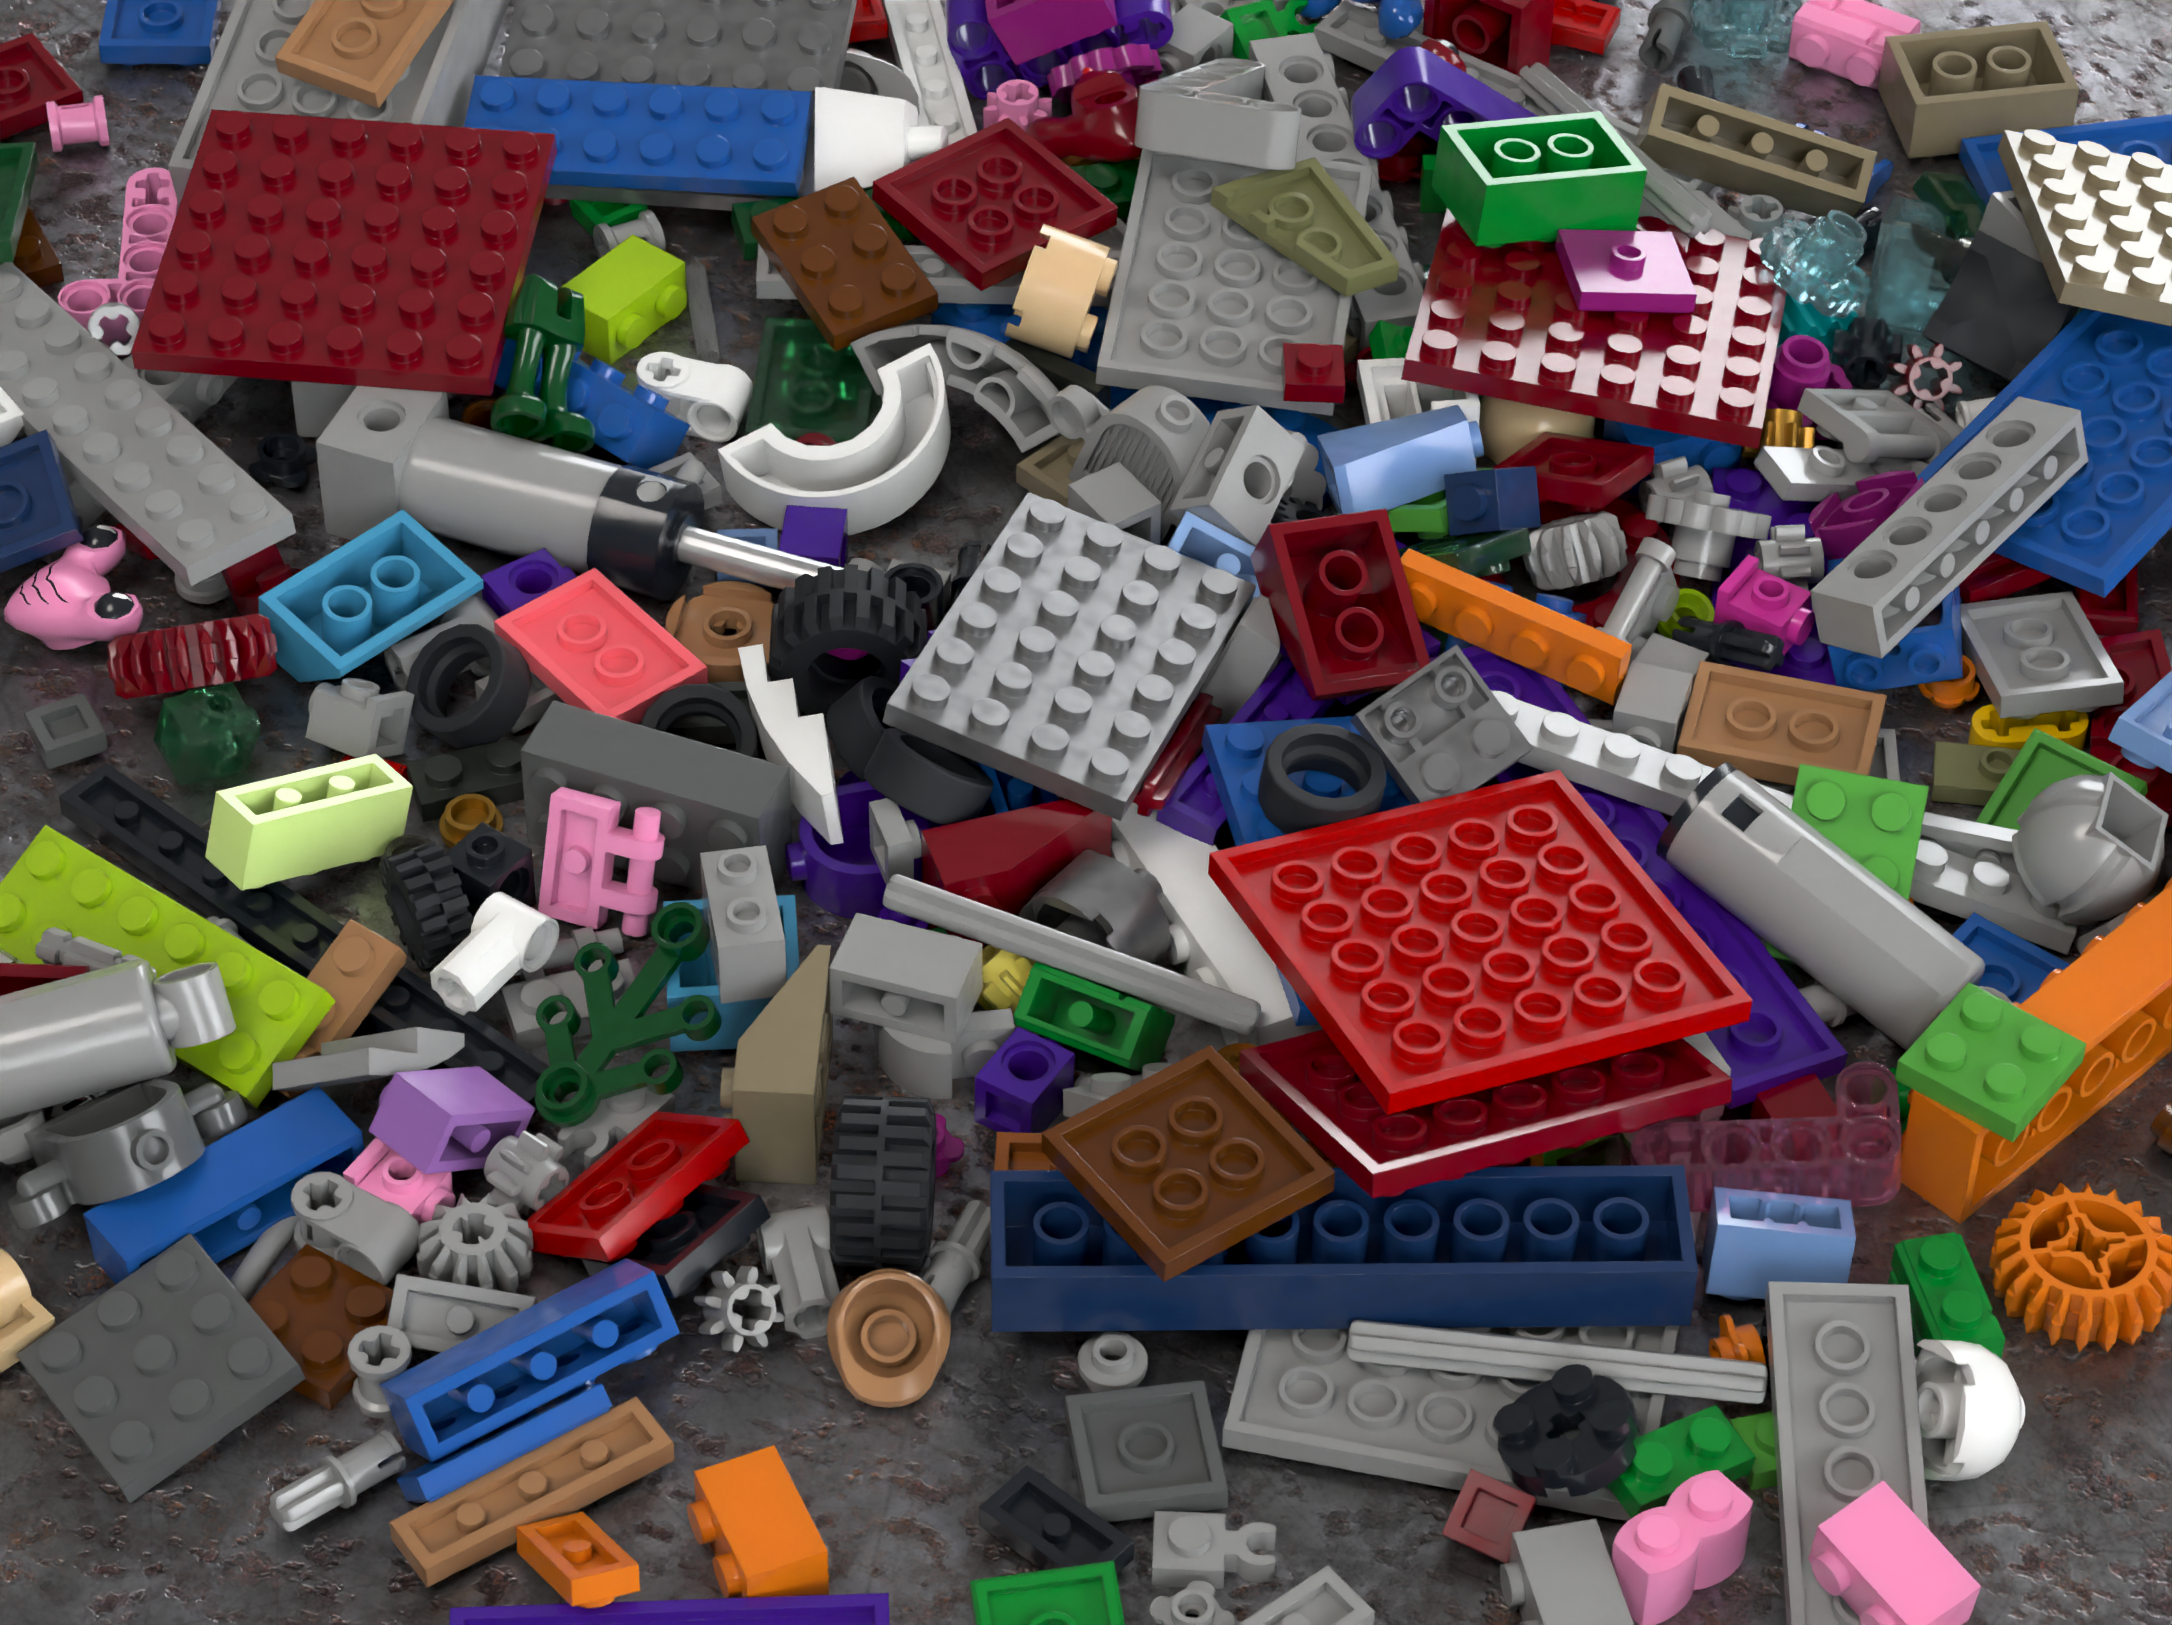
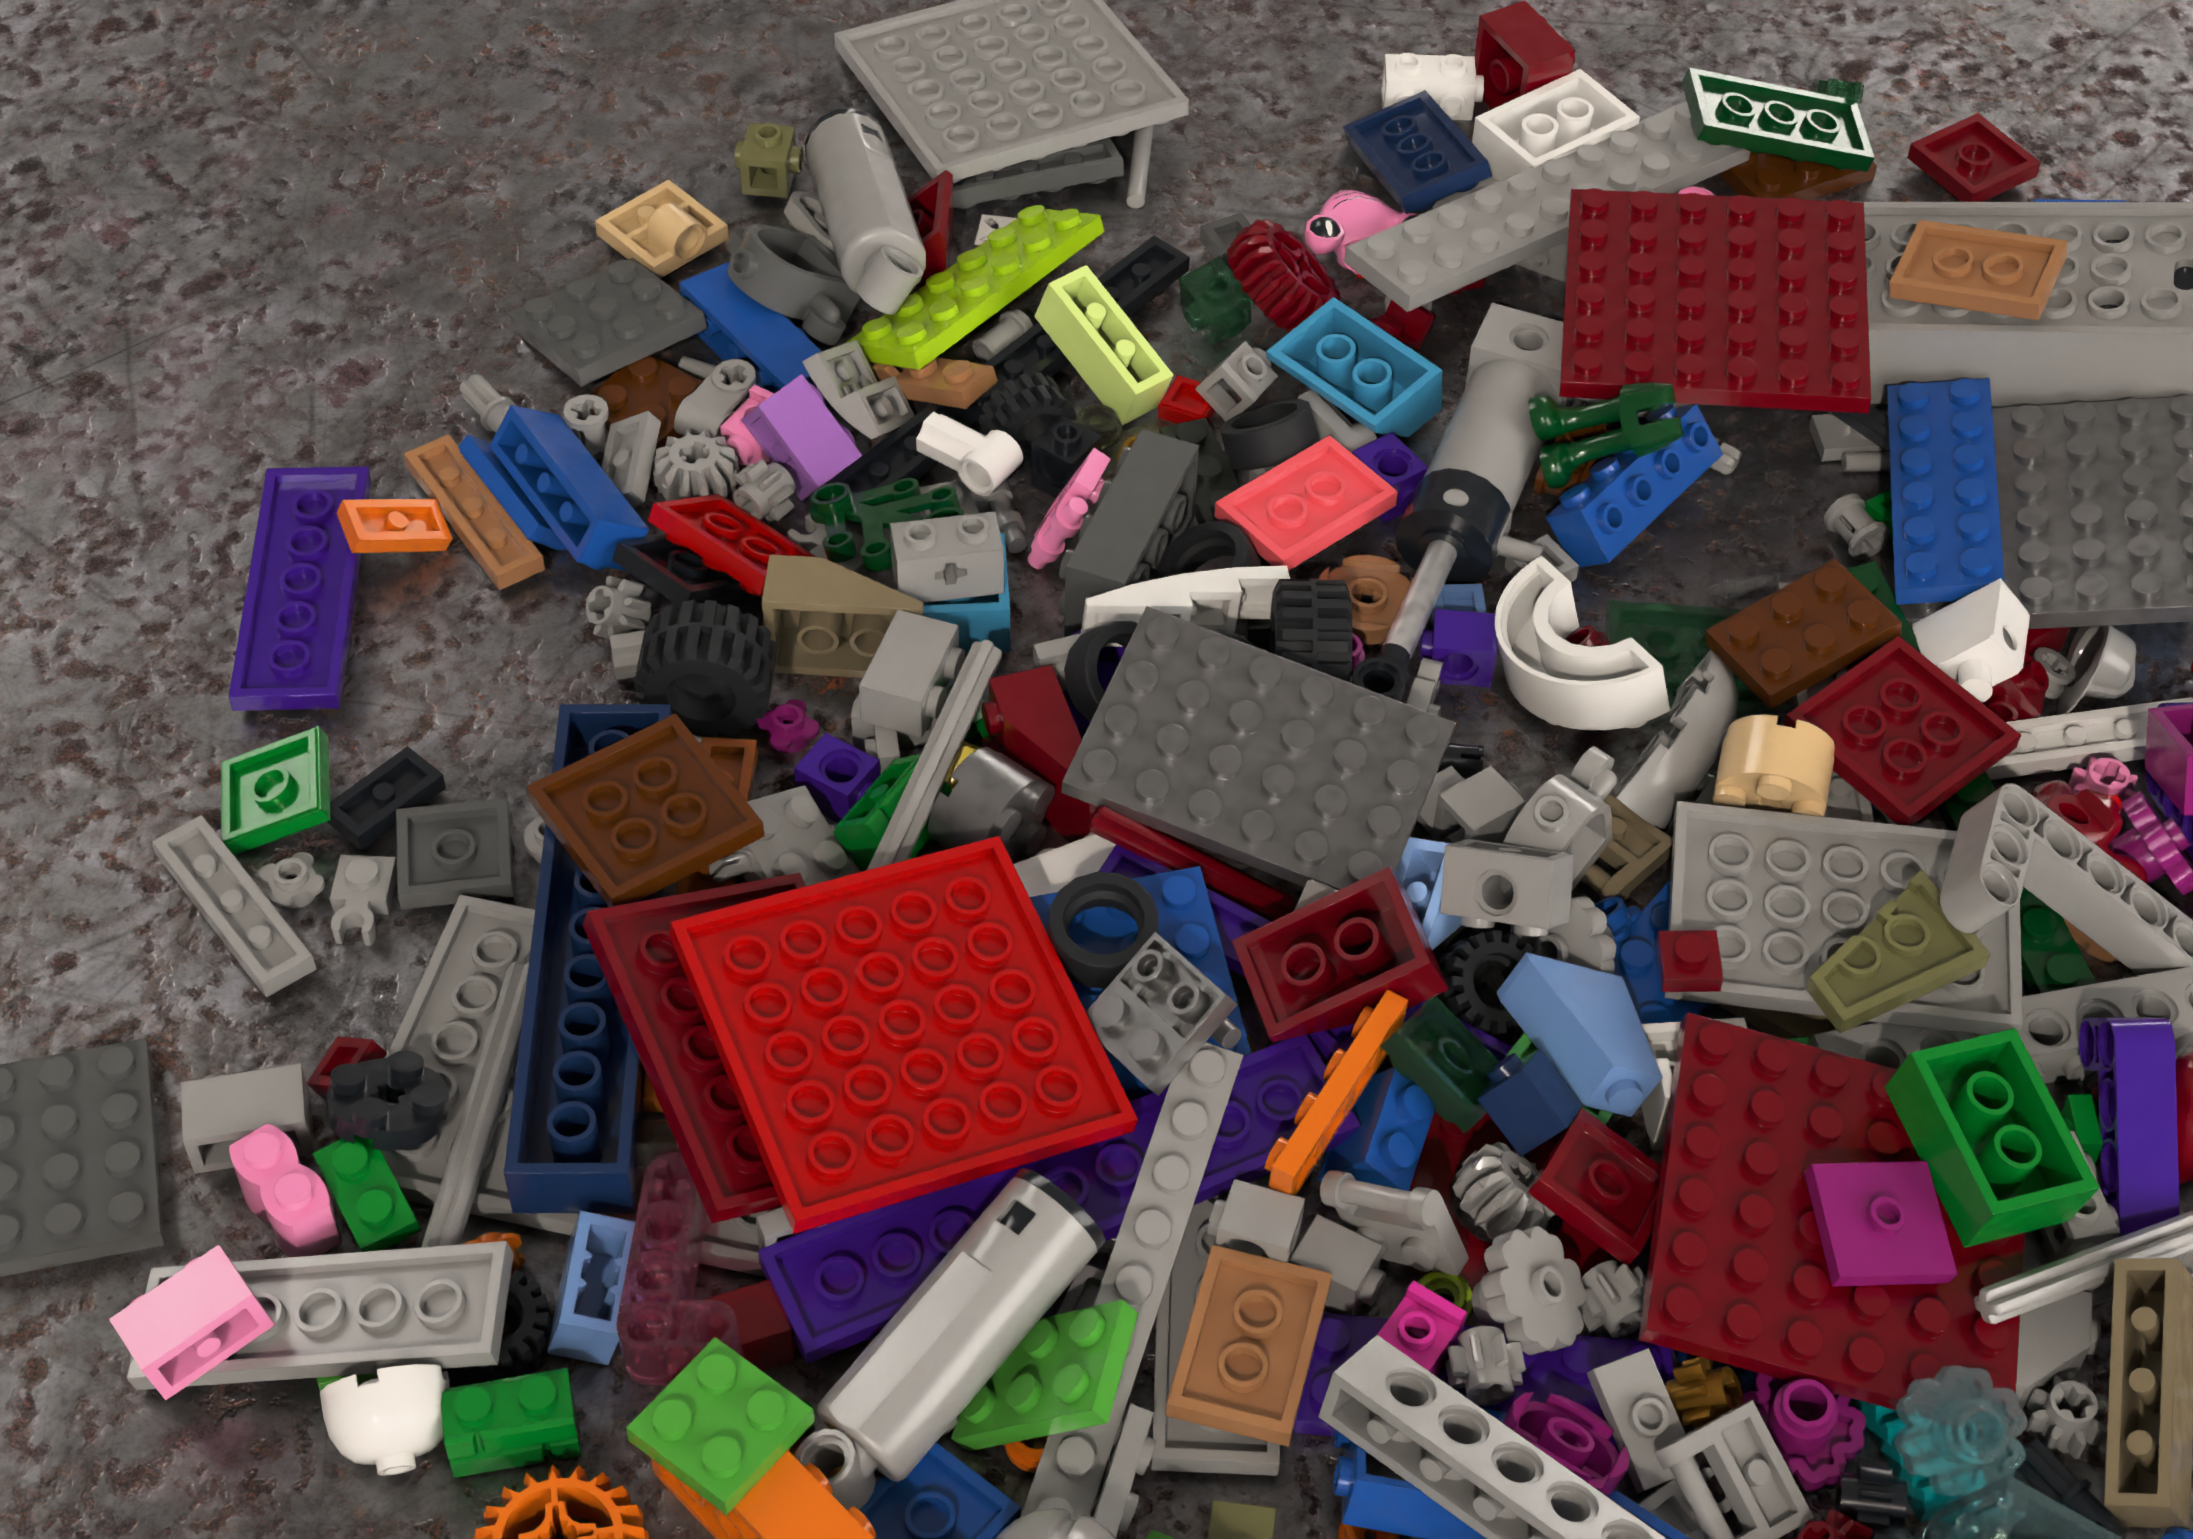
camera: 90 degrees right, 5 degrees up
(60, 948) = (960, 248): light grey axle -> none
(77, 123) = (1932, 186): bright pink bush -> none
(629, 297) = (1775, 521): lime brick -> none
(699, 393) = (1656, 562): white piece -> none
(758, 1528) = (409, 627): orange brick -> none
(888, 1337) = (581, 680): medium nougat hat -> none
(1732, 643) = (1366, 1310): black axle -> none

